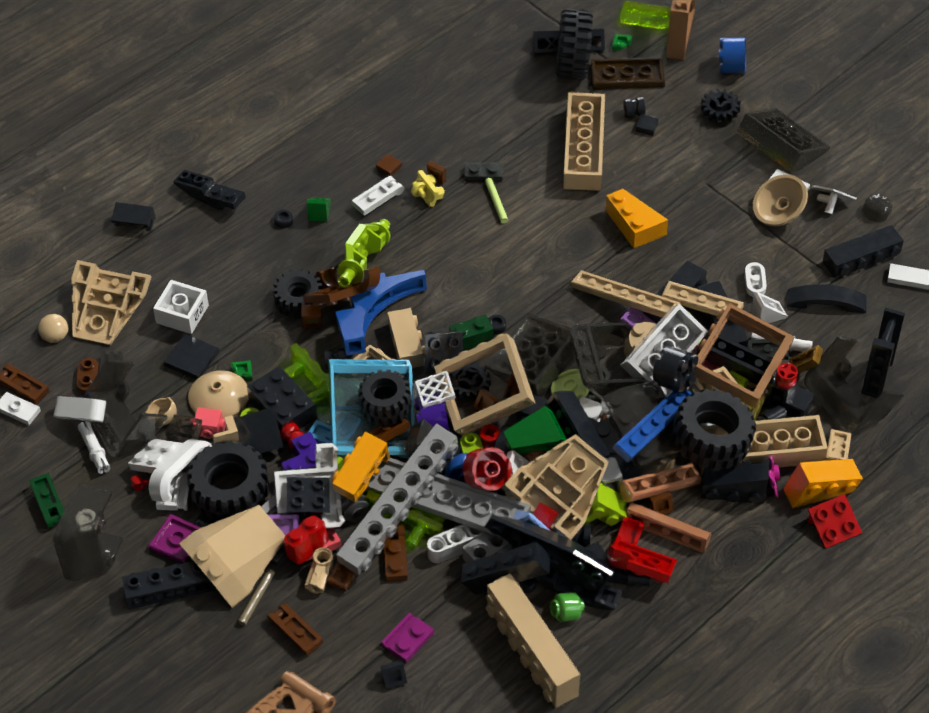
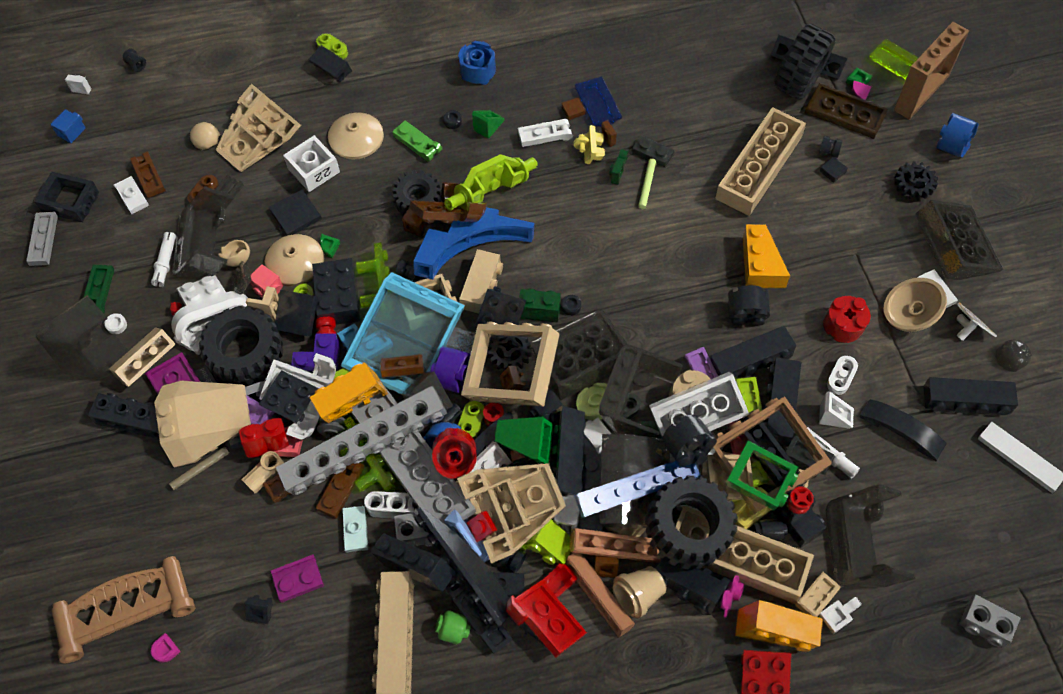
camera: 30 degrees right, 10 degrees up
(79, 409) = (169, 220): white beam -> none
(112, 197) = (333, 45): none -> lime plate
(139, 531) = (142, 356): none -> tan brick
(201, 268) = (355, 135): none -> tan dish
(207, 191) = (405, 67): black slope -> none
(263, 250) = (416, 141): none -> bright green plate
(276, 160) = (477, 62): none -> blue brick
(295, 629) = (208, 518): reddish brown plate -> none
(384, 384) = (408, 320): black tyre -> none
(407, 150) = (598, 101): none -> clear blue piece
(431, 577) = (355, 529): none -> light aqua plate
(437, 400) = (480, 338): white window -> none
(464, 197) = (617, 169): none -> dark green plate
(623, 294) = (704, 333): tan tile -> none
(629, 51) = (861, 90): none -> dark pink tile
(648, 258) = (748, 305): none -> black brick
(698, 299) = (770, 374): tan tile -> none
(699, 506) = (638, 590): none -> tan piece
(733, 235) = (847, 318): none -> red brick
(742, 384) = (753, 493): none -> green window
(807, 359) = (837, 487): pearl gold plate -> none
(862, 452) = (838, 615): none -> white plate
(883, 352) = (925, 518): black fence -> none

